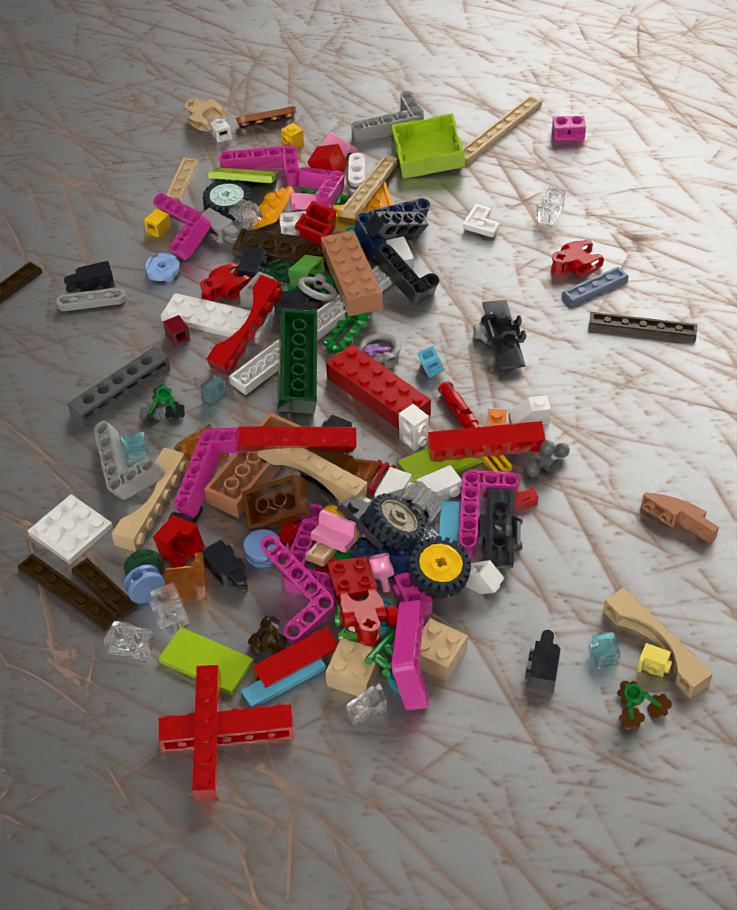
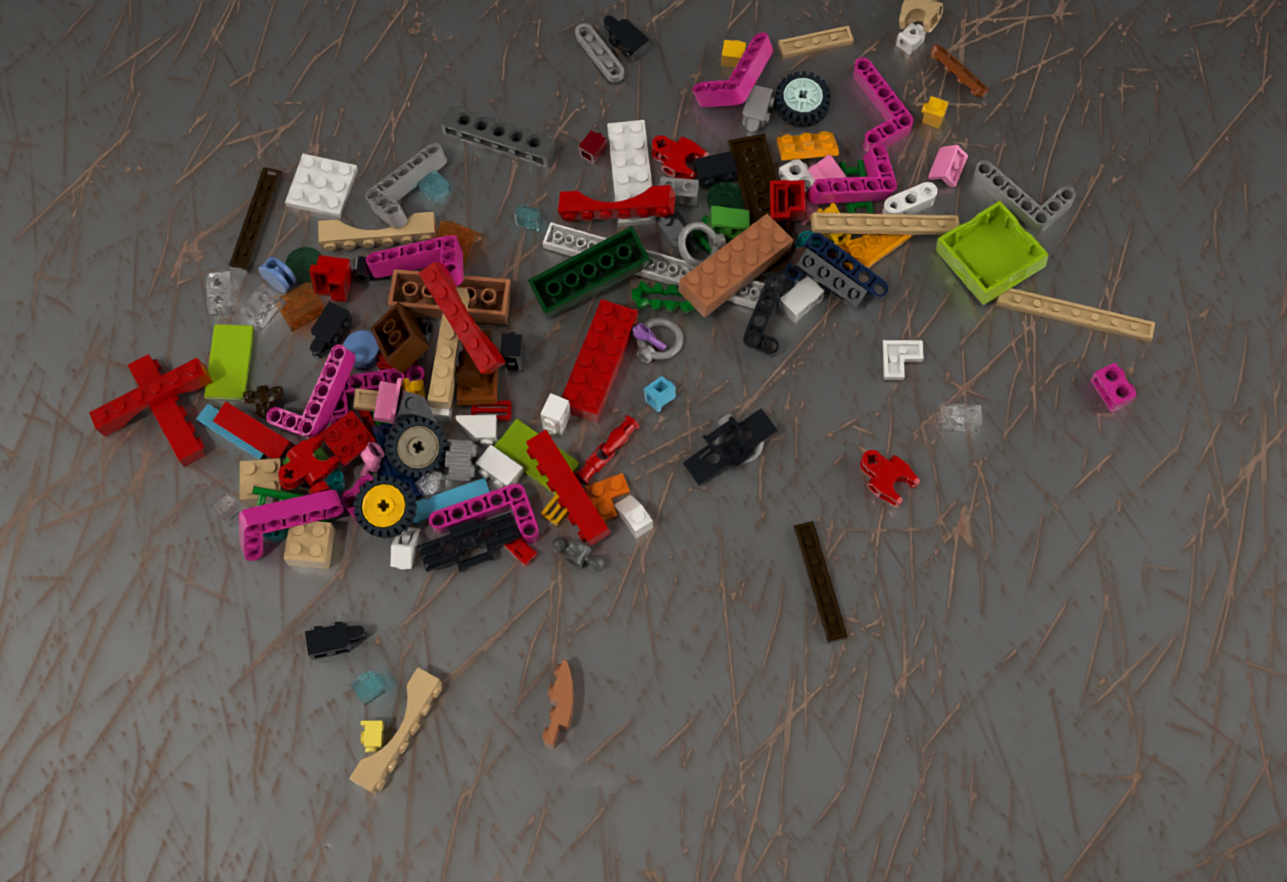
camera: 65 degrees right, 20 degrees up
(104, 588) = (271, 242): dark brown tile -> none
(155, 270) = (670, 100): light blue plate -> none
(163, 396) = (485, 181): plant -> none
(243, 175) = (845, 95): lime tile -> none
(246, 213) = (779, 127): clear brick -> none
(328, 158) = (908, 165): red plate -> none
(595, 286) = (859, 511): sand blue tile -> none
(633, 695) = (309, 730): reddish brown plant -> none

